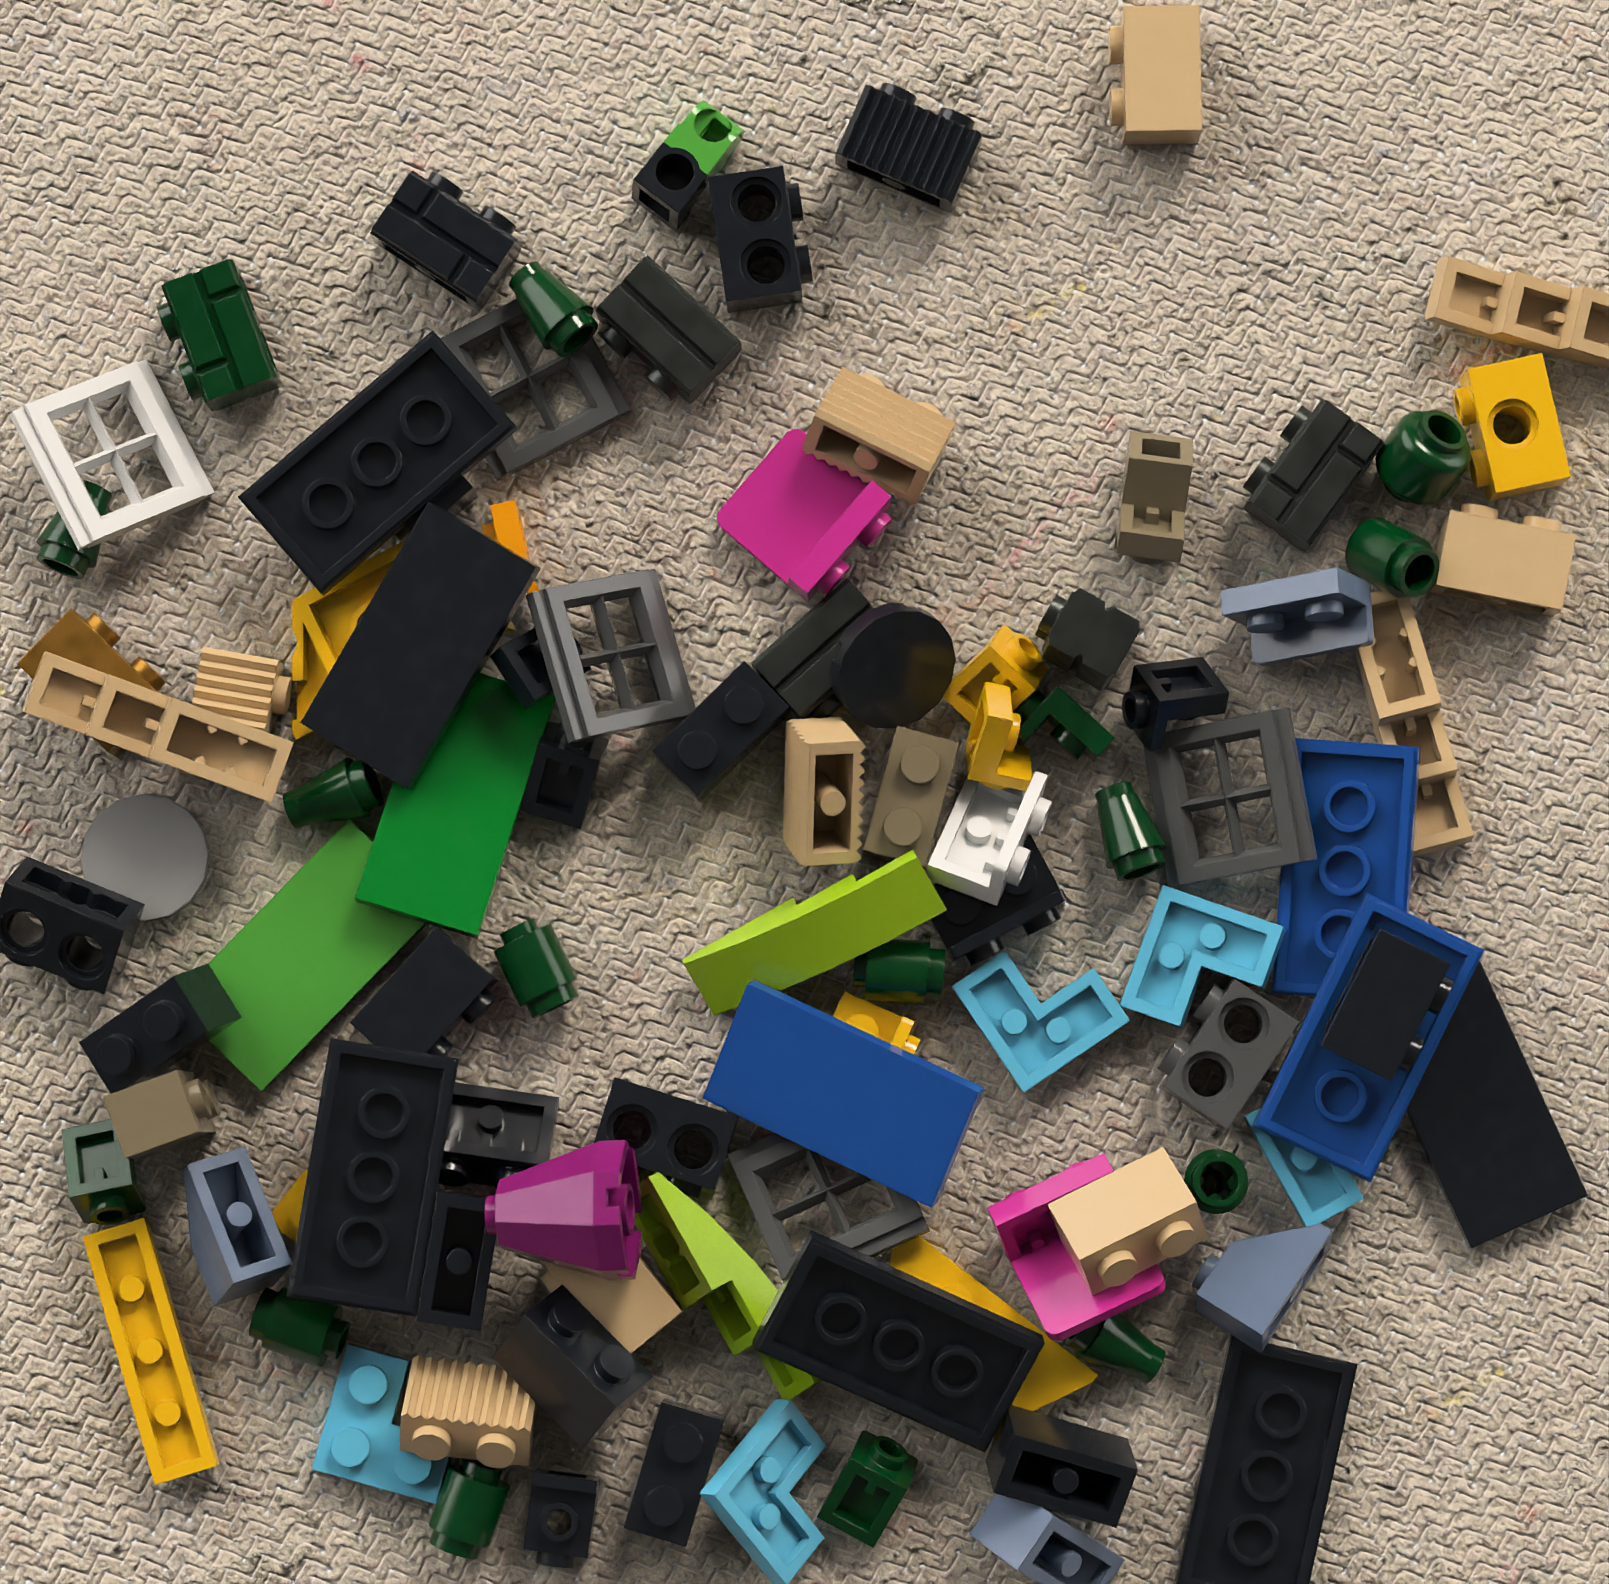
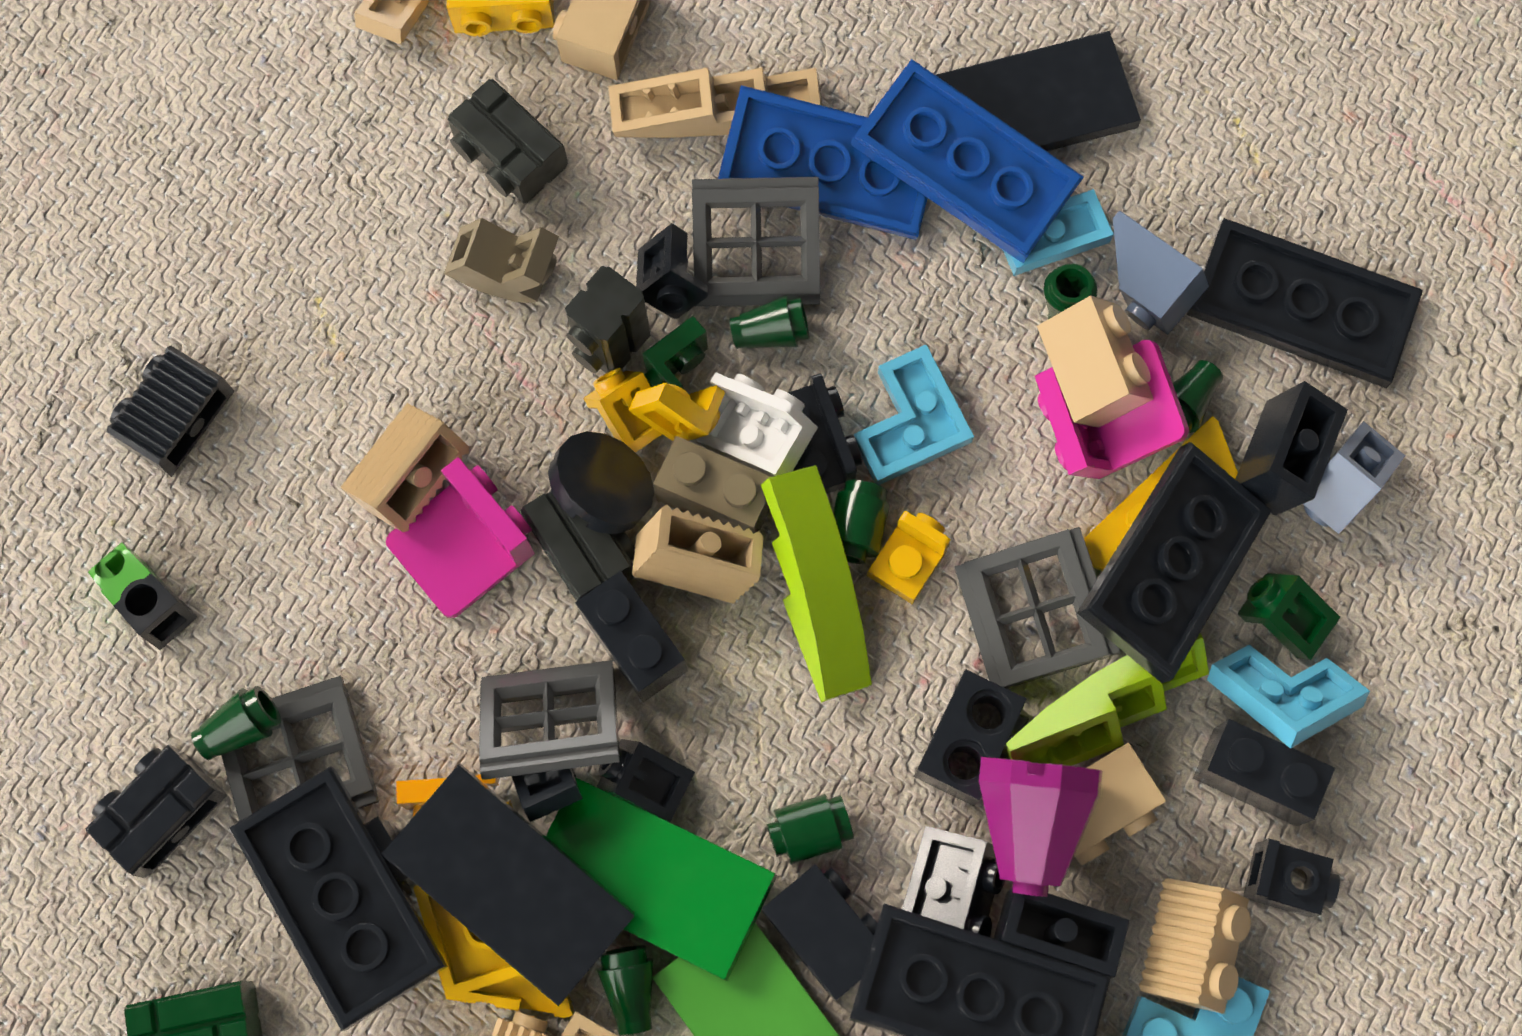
camera: 85 degrees left, 10 degrees down
(468, 1509) = (1279, 962): dark green brick -> none
(572, 1366) = (1168, 844): black brick -> none
(666, 331) = (279, 632): pearl dark grey brick -> none
(745, 240) = (215, 556): black brick -> none
(843, 1093) = (957, 578): blue tile -> none
(1158, 75) = (158, 207): tan brick -> none
(1194, 936) = (865, 289): medium azure plate -> none
(1240, 1063) = (974, 267): dark grey brick -> none
(1302, 615) = (619, 159): sand blue bracket -> none
(1385, 1005) = (946, 130): black brick -> none
(1392, 558) = (586, 89): dark green brick -> none
(1423, 457) = (510, 54): dark green head -> none

